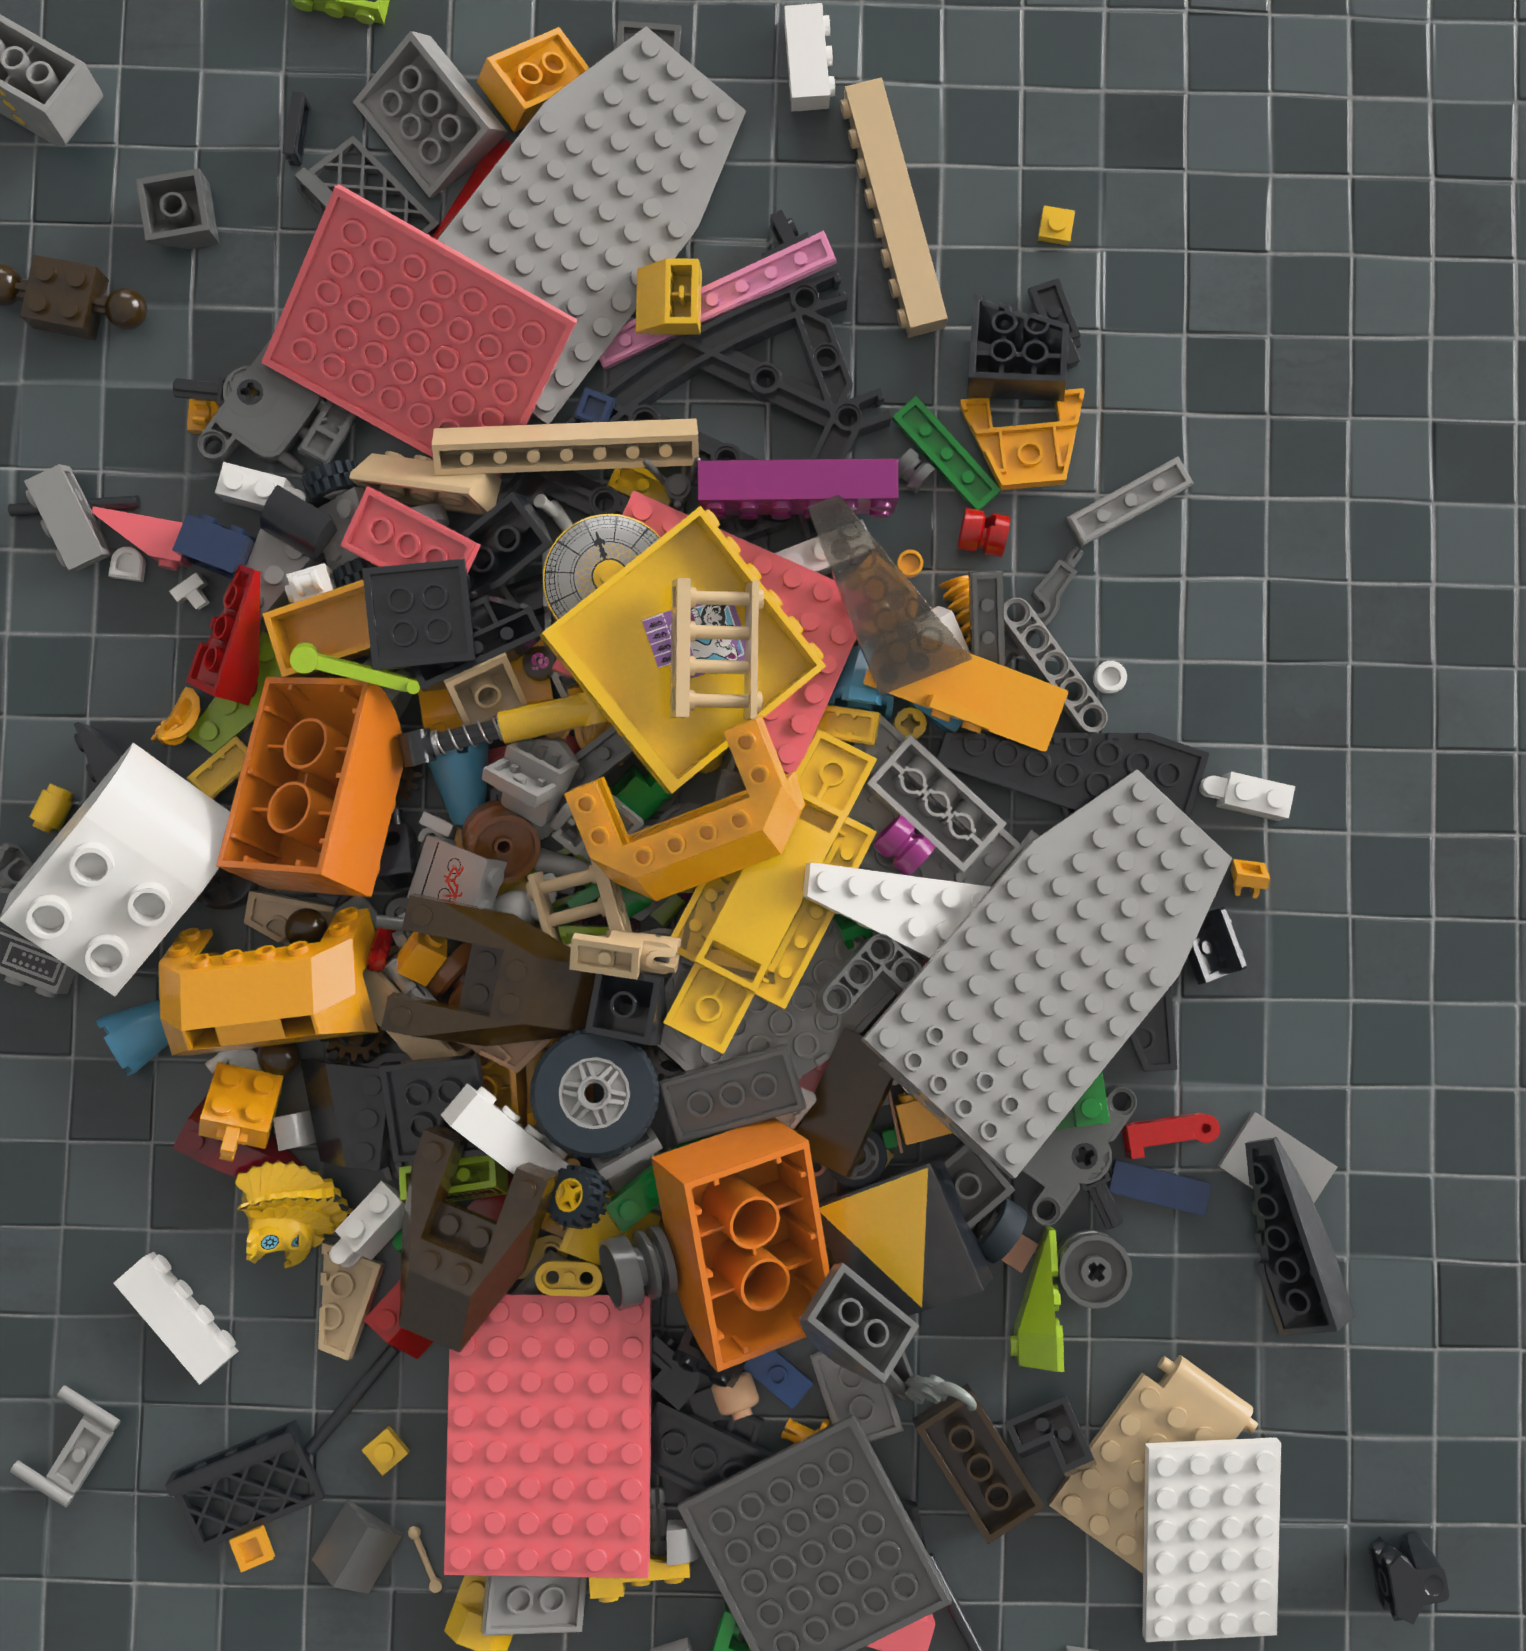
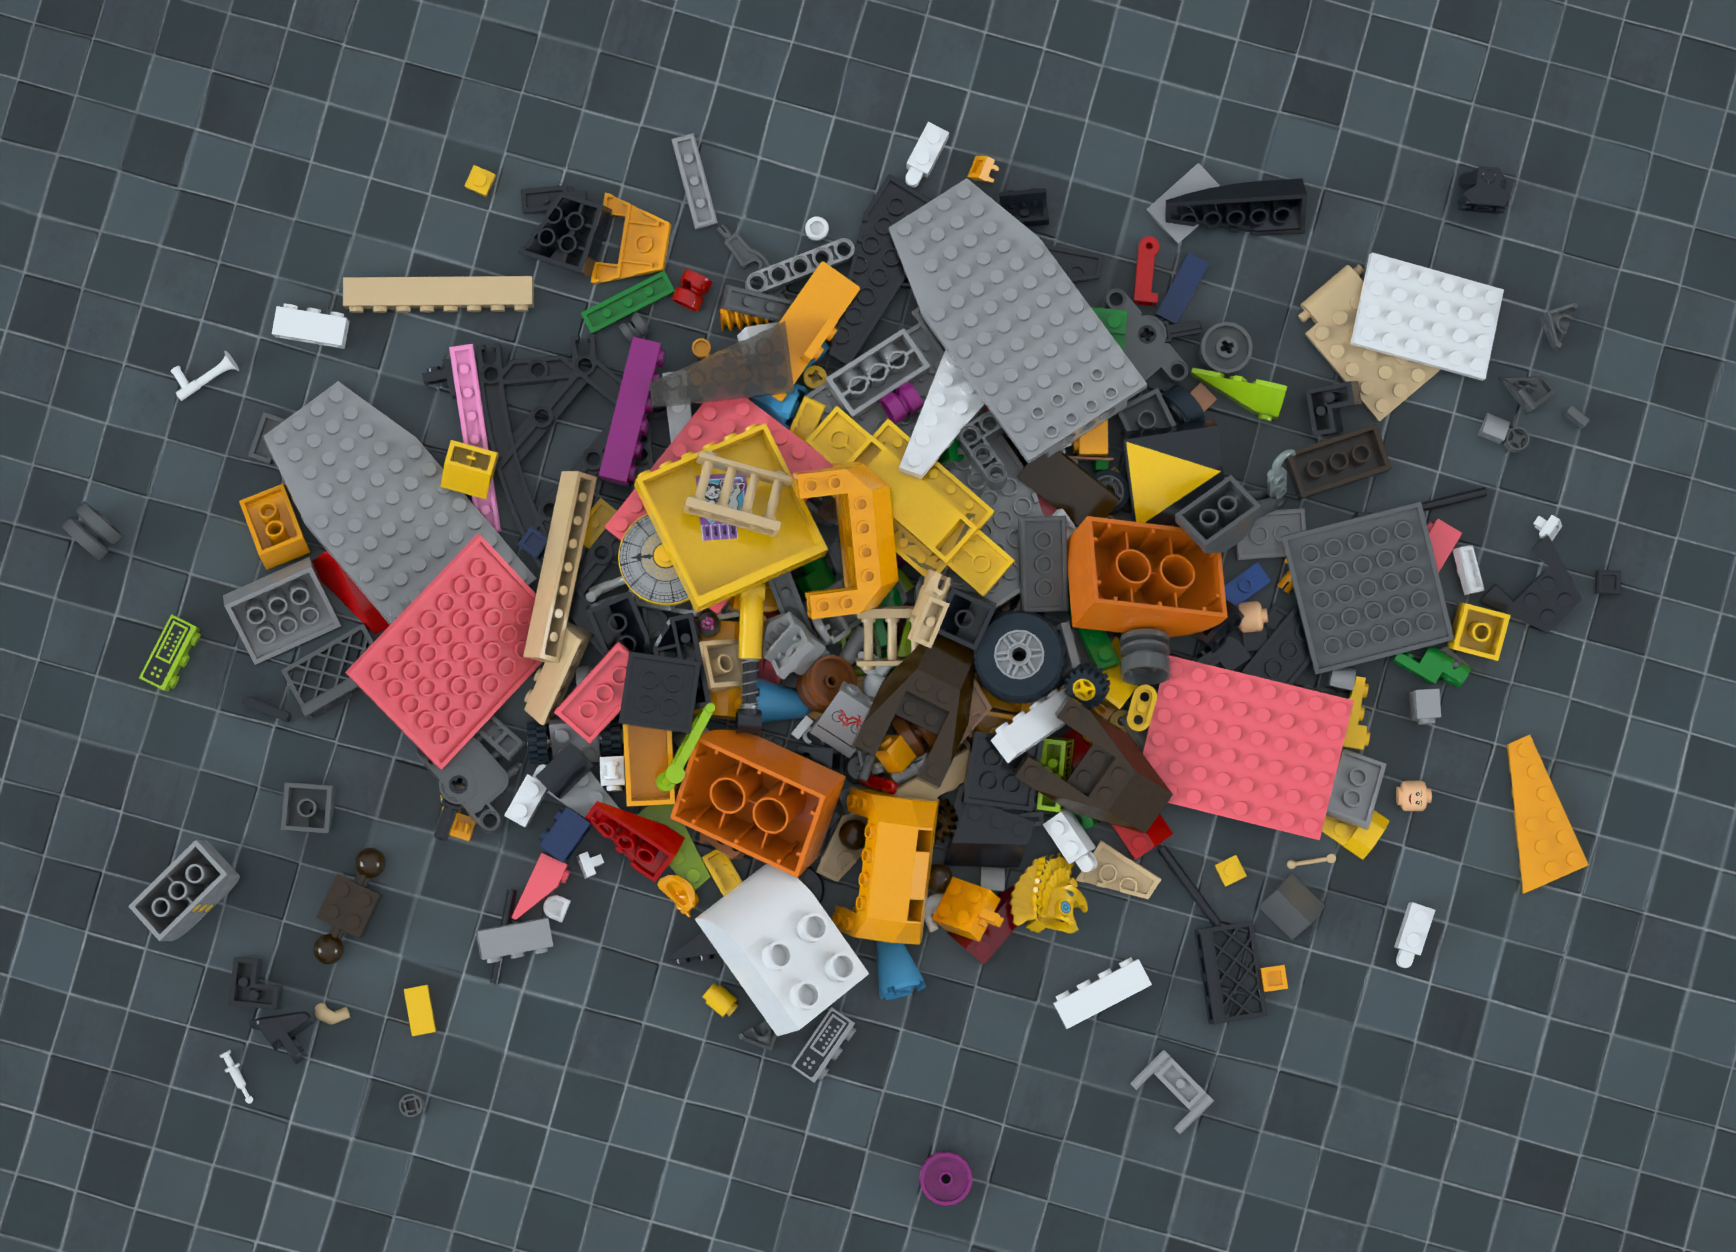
camera: 75 degrees left, 0 degrees up
(677, 486) = (604, 497): dark grey plant -> none

